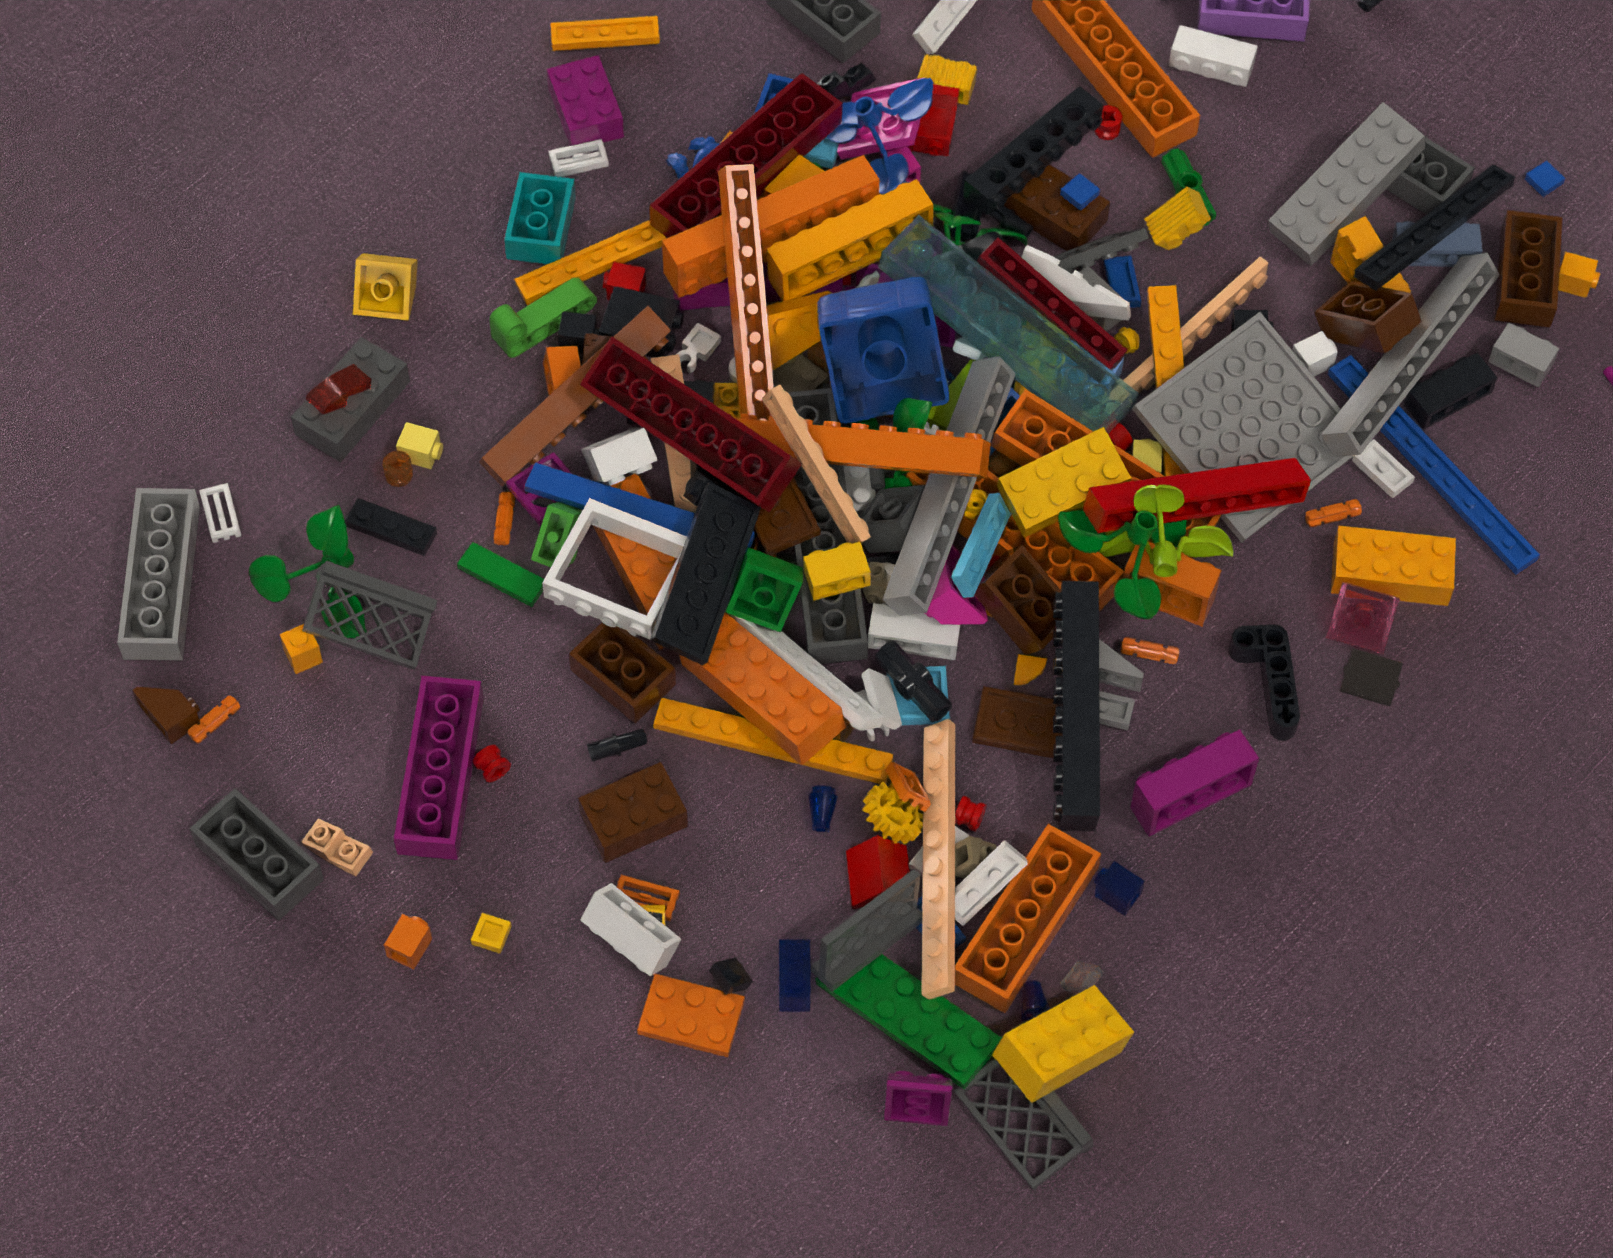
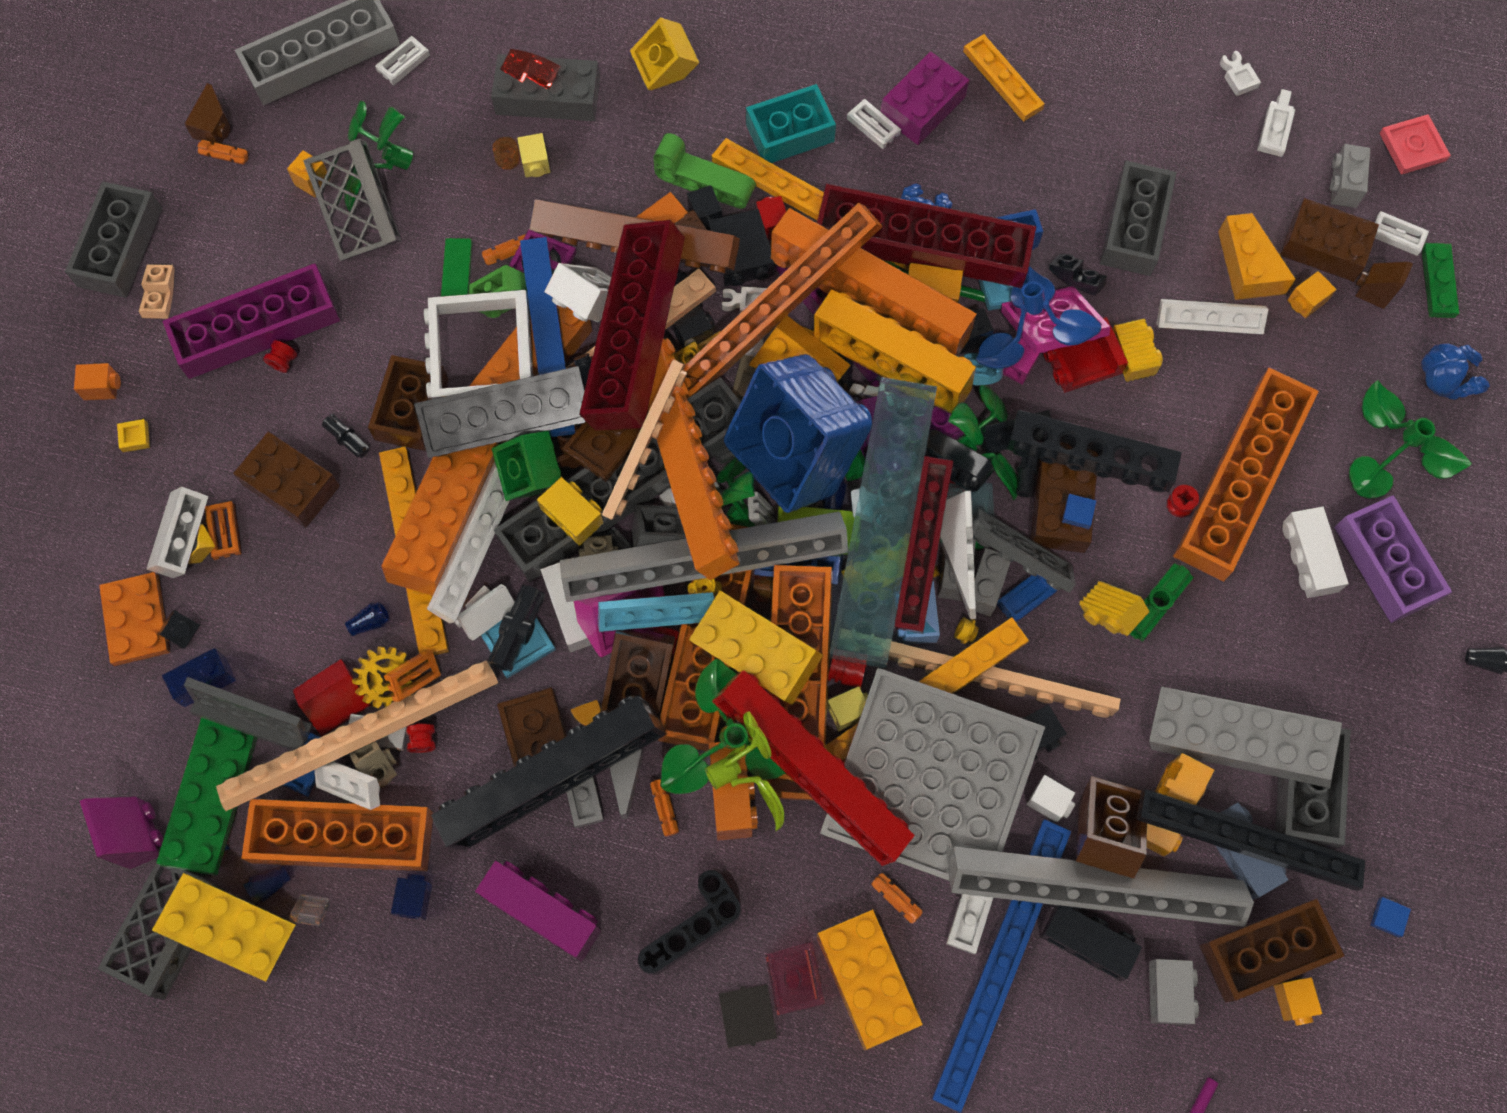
camera: 60 degrees right, 10 degrees up
(391, 527) = (455, 177): black plate -> none

